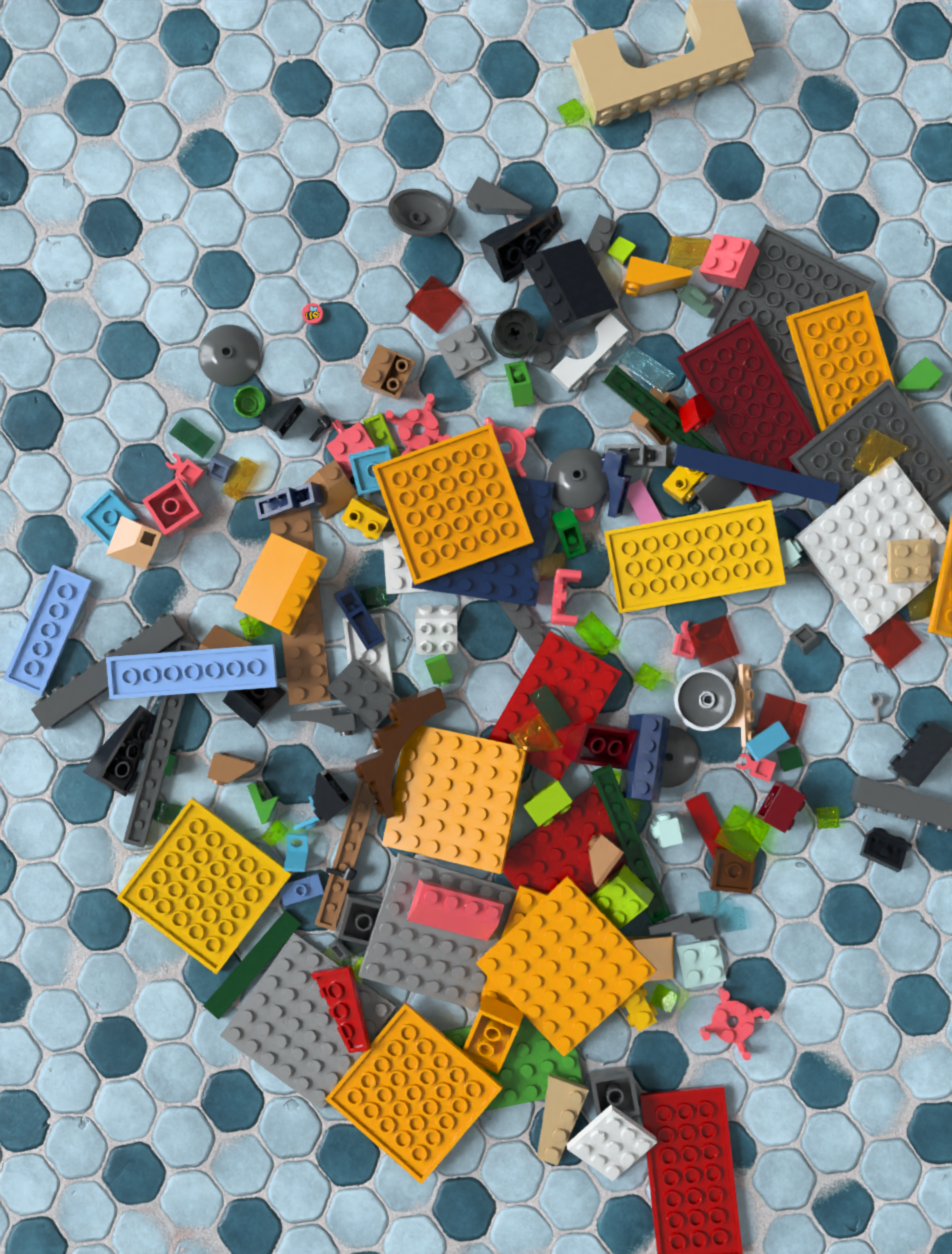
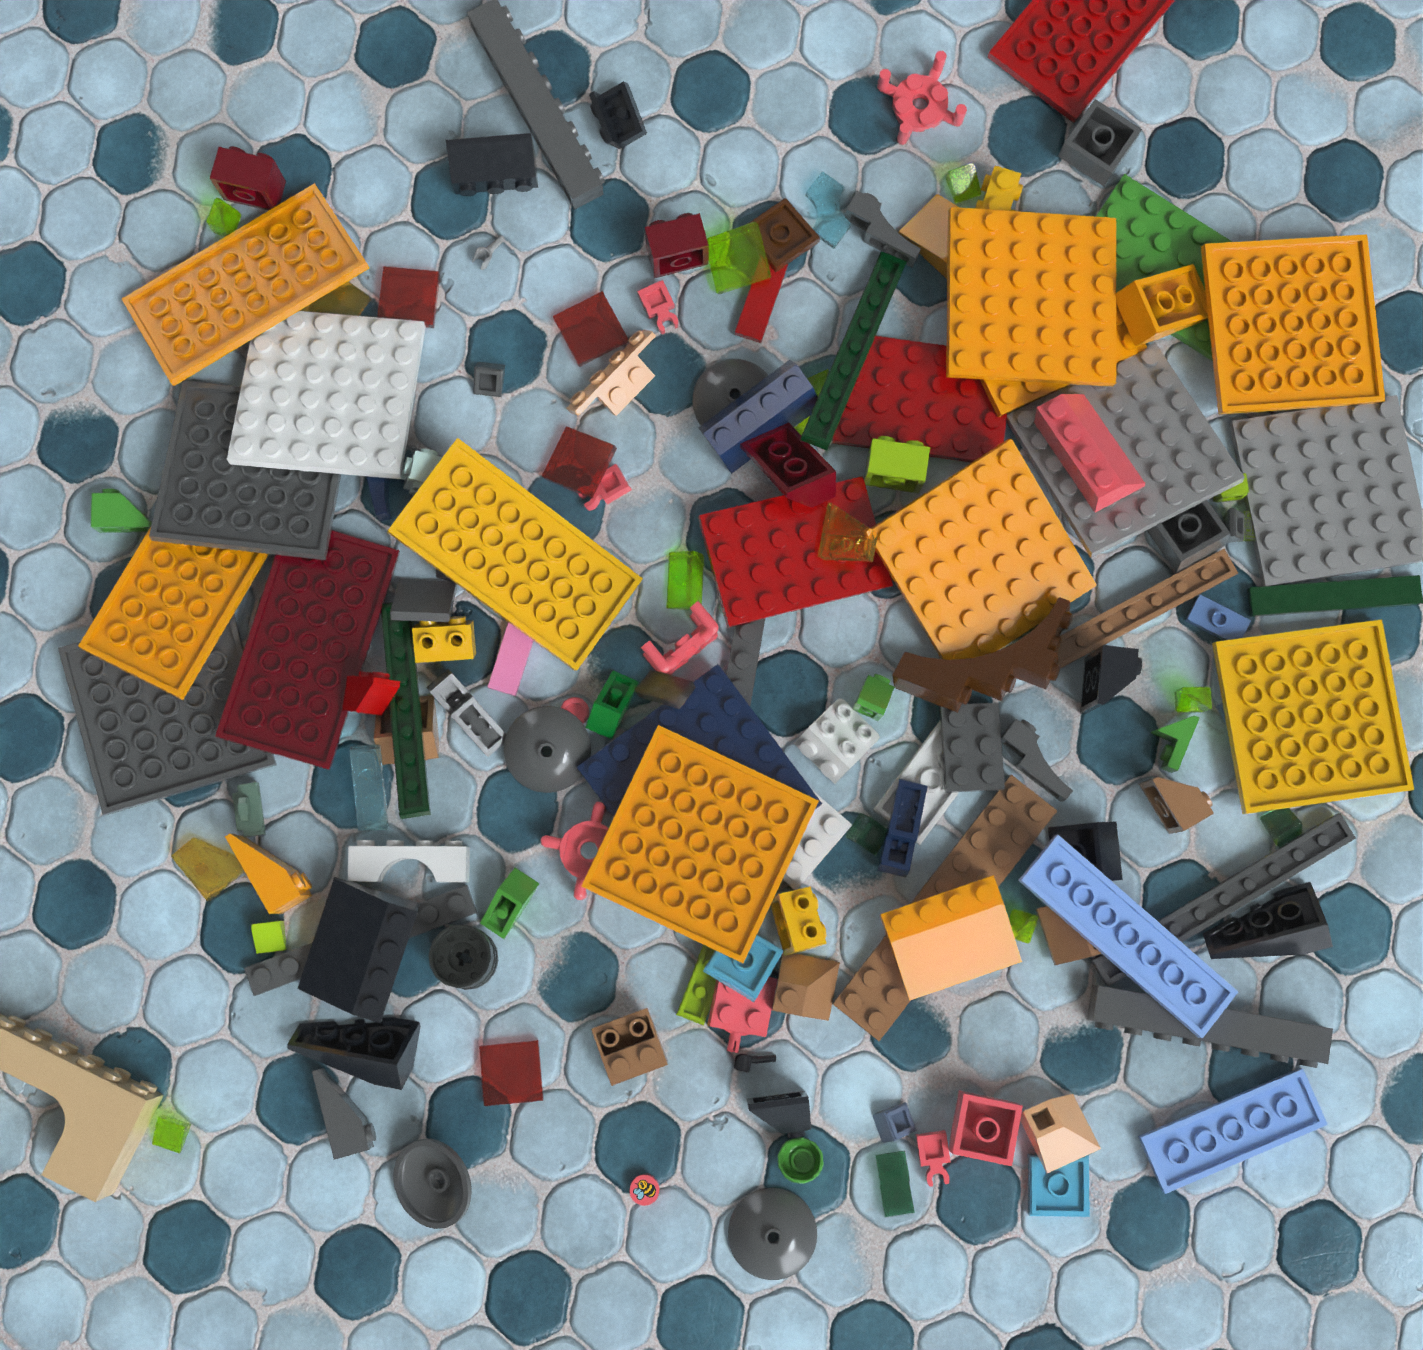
camera: 140 degrees left, 5 degrees down
(171, 764) = (1233, 867): dark green tile -> none
(240, 478) = (886, 1090): clear yellow hinge -> none
(289, 500) = (860, 1014): dark blue slope -> none
(296, 855) = (1191, 657): medium azure bracket -> none
(310, 822) = (1147, 675): medium azure bracket -> none
(344, 1004) = (1278, 474): red wing -> none
(348, 874) = (1160, 586): black hand -> none
(414, 417) = (638, 964): coral plate -> none
(463, 351) = (531, 994): light grey plate -> none
(550, 708) = (804, 550): clear green slope -> none
(560, 1113) = (1165, 175): tan wing -> none
(602, 857) = (894, 358): medium nougat slope -> none
(611, 1143) = (1146, 100): white plate -> none
(614, 465) = (512, 704): dark blue slope -> none
(622, 896) = (912, 309): lime brick -> none
(647, 676) = (677, 491): clear neon green slope -> none
(667, 829) = (806, 328): light aqua brick -> none
(692, 694) = (663, 413): dark grey dish -> none
(701, 963) = (897, 181): light aqua plate -> none
(729, 261) = (177, 813): coral brick -> none
(755, 474) = (374, 574): dark blue tile -> none
(767, 741) = (625, 317): medium azure tile -> none
(790, 758) = (620, 283): dark green tile -> none
(827, 817) = (640, 197): clear neon green tile -> none
(877, 452) = (237, 478): clear yellow wing -> none
(909, 560) = (315, 350): tan plate -> none

